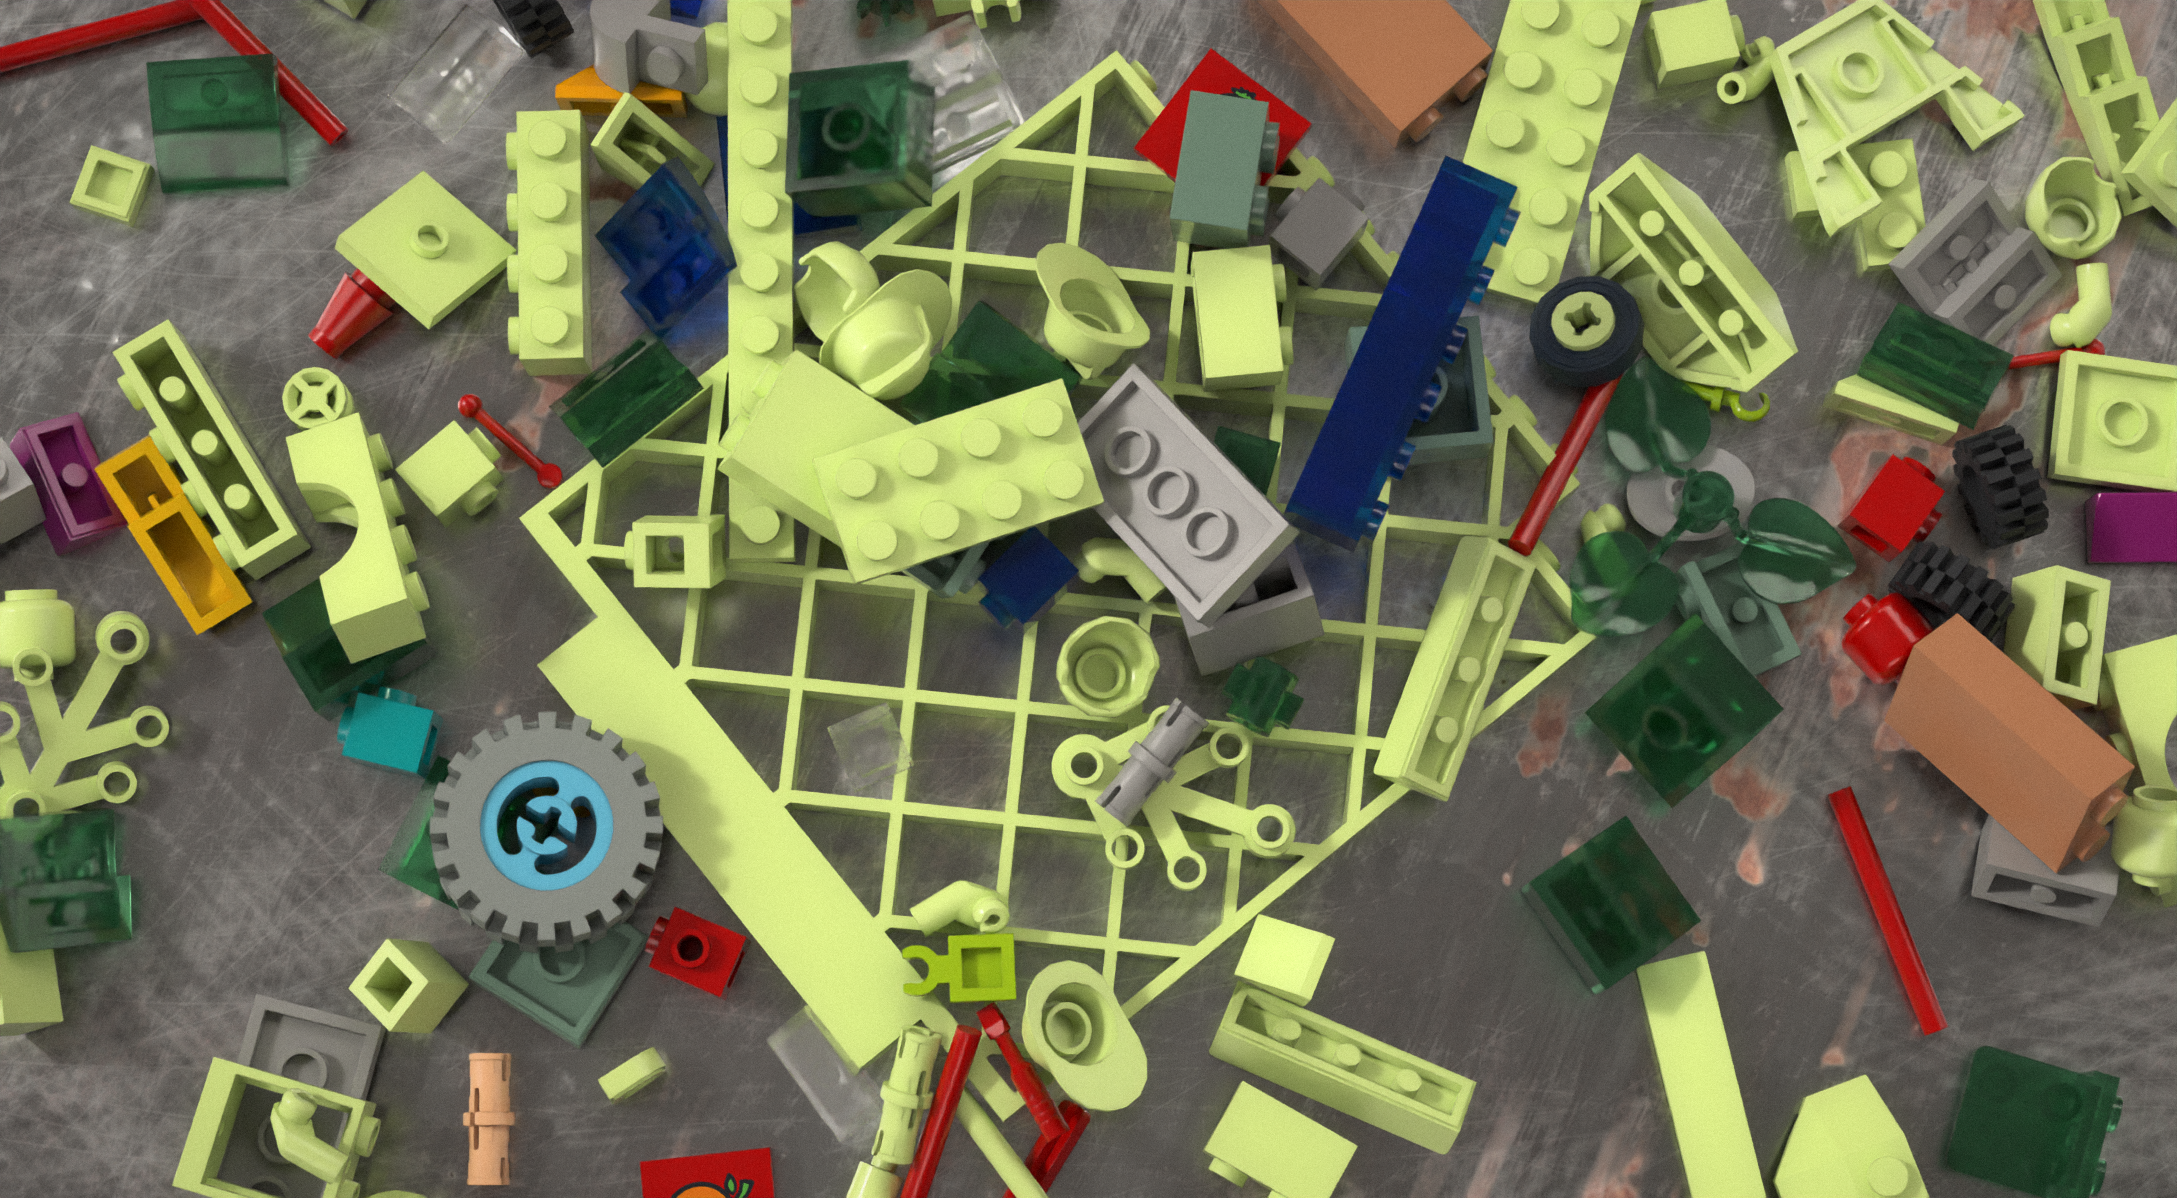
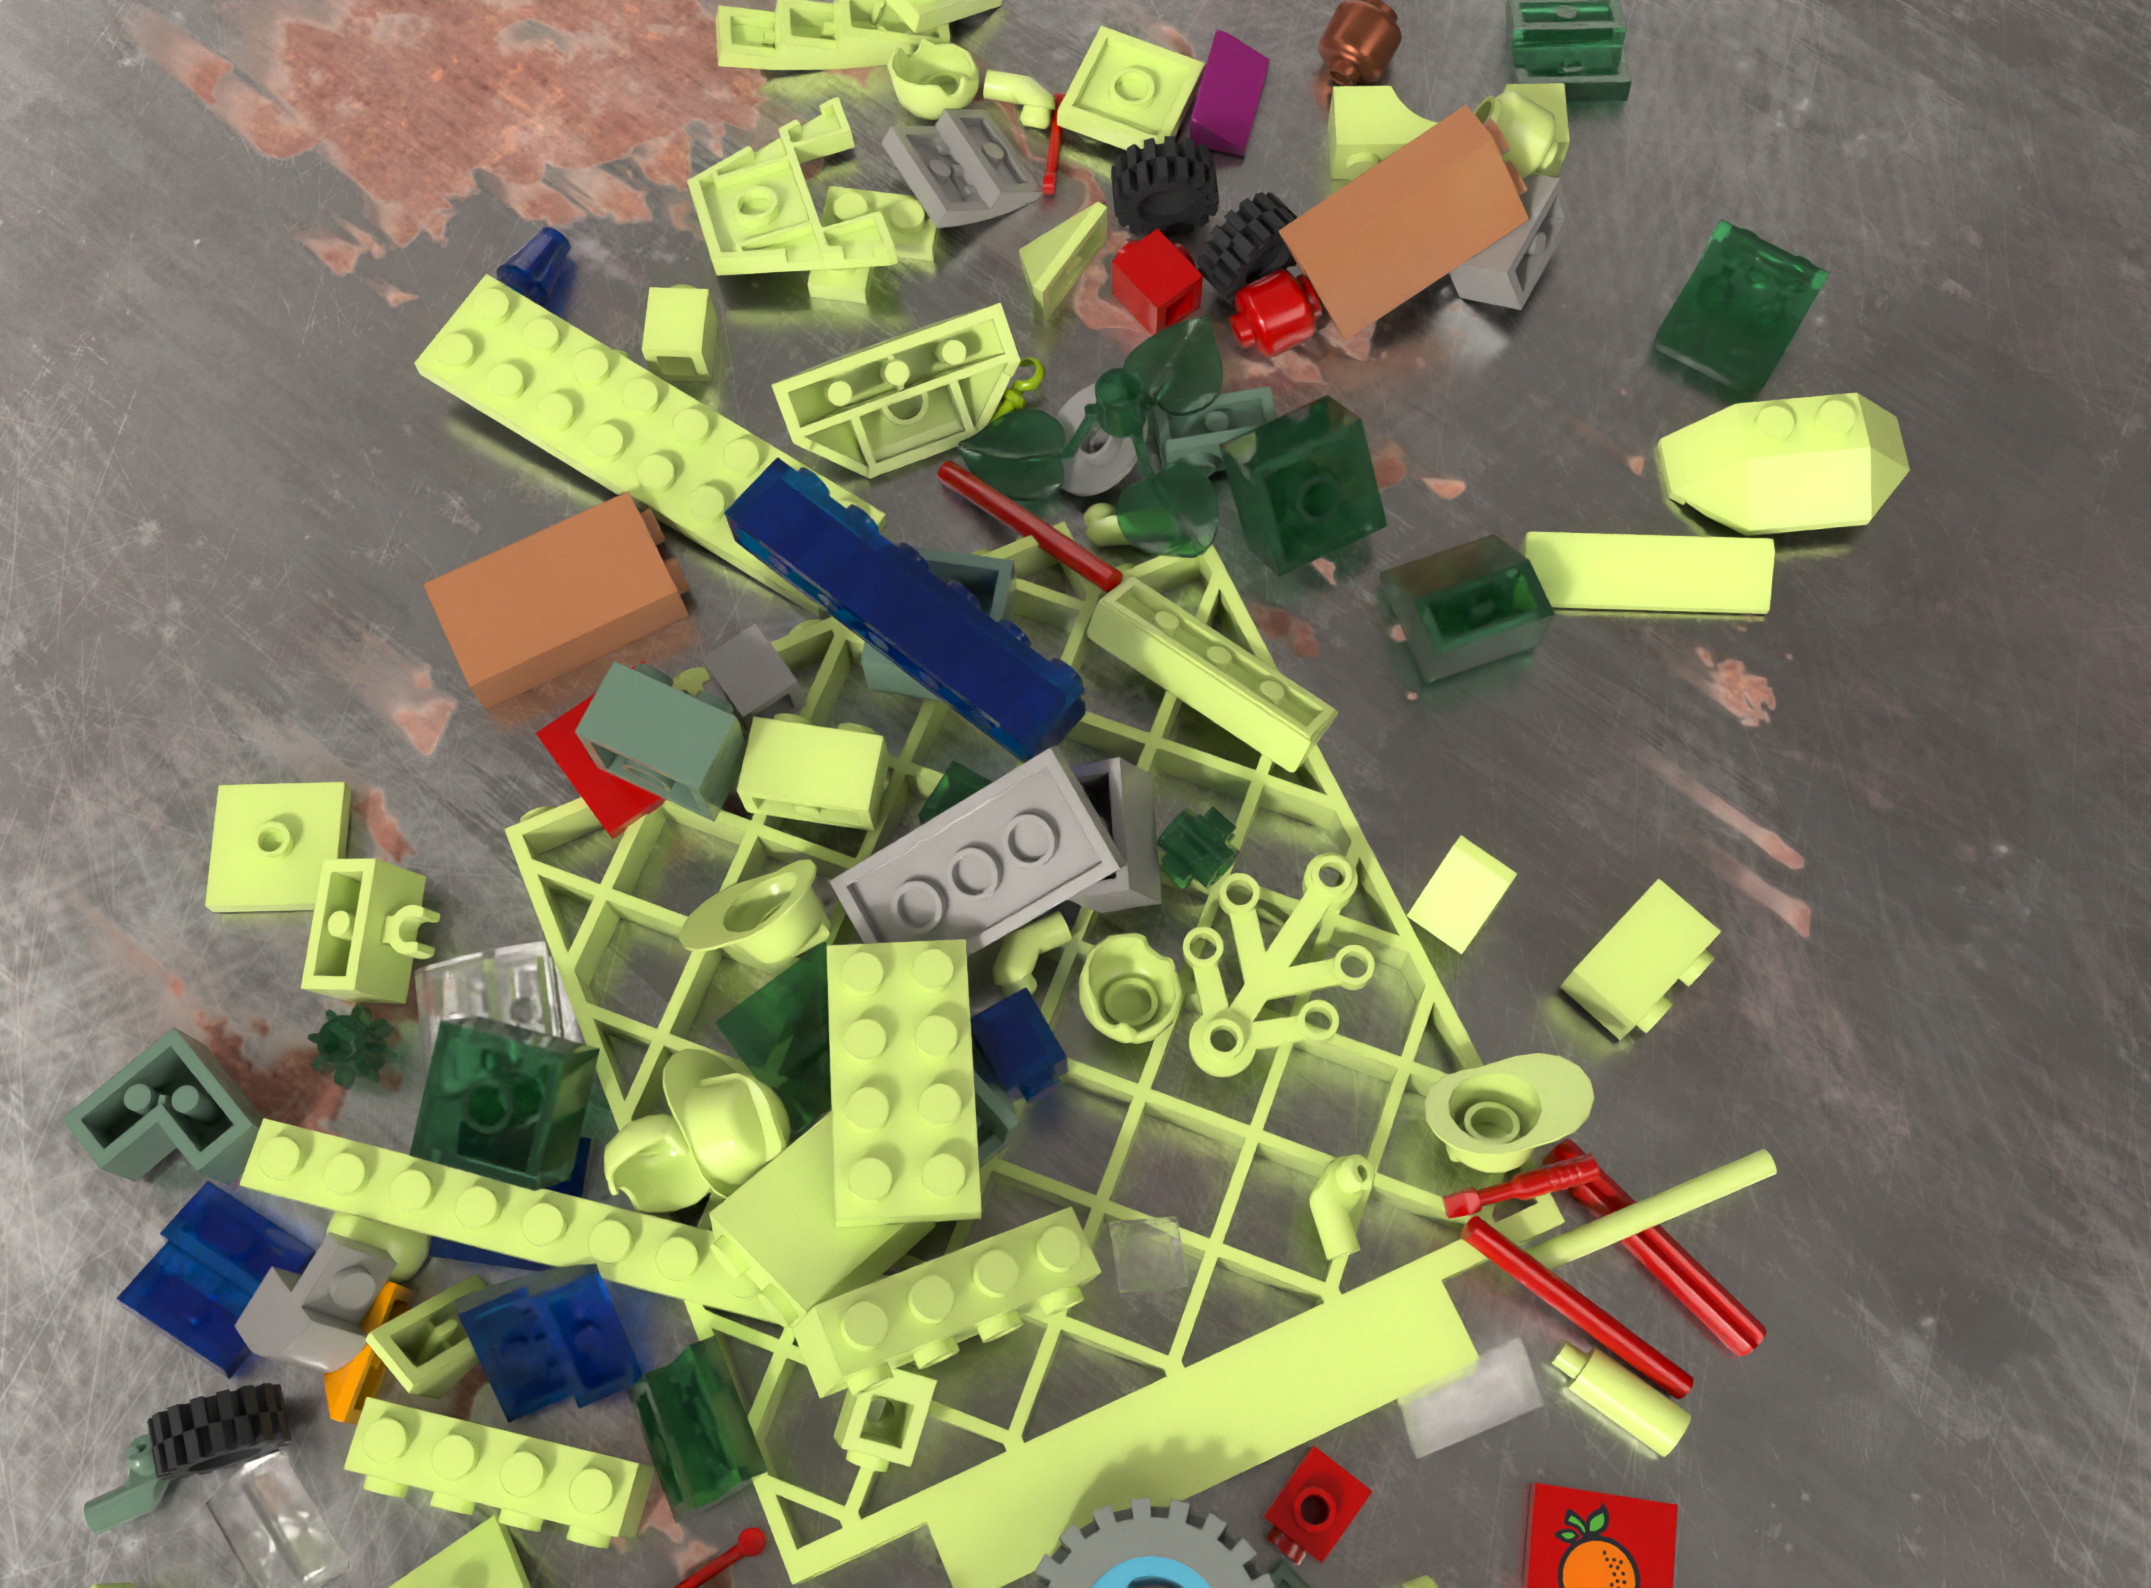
camera: 70 degrees left, 10 degrees down
(776, 577) = (937, 1304): none -> yellowish green brick
(906, 1094) = (1520, 1314): yellowish green pin -> none
(975, 968) = (1408, 1206): lime plate -> none
(1152, 762) = (1240, 966): light grey pin -> none
(1342, 1068) = (1563, 888): yellowish green slope -> none
(1597, 352) = (939, 497): black wheel -> none
(1751, 81) = (727, 291): yellowish green arm -> none
(1887, 911) = (1515, 384): red bar -> none
(1935, 365) = (1040, 211): clear green plate -> none
(2059, 631) = (1304, 166): yellowish green brick -> none

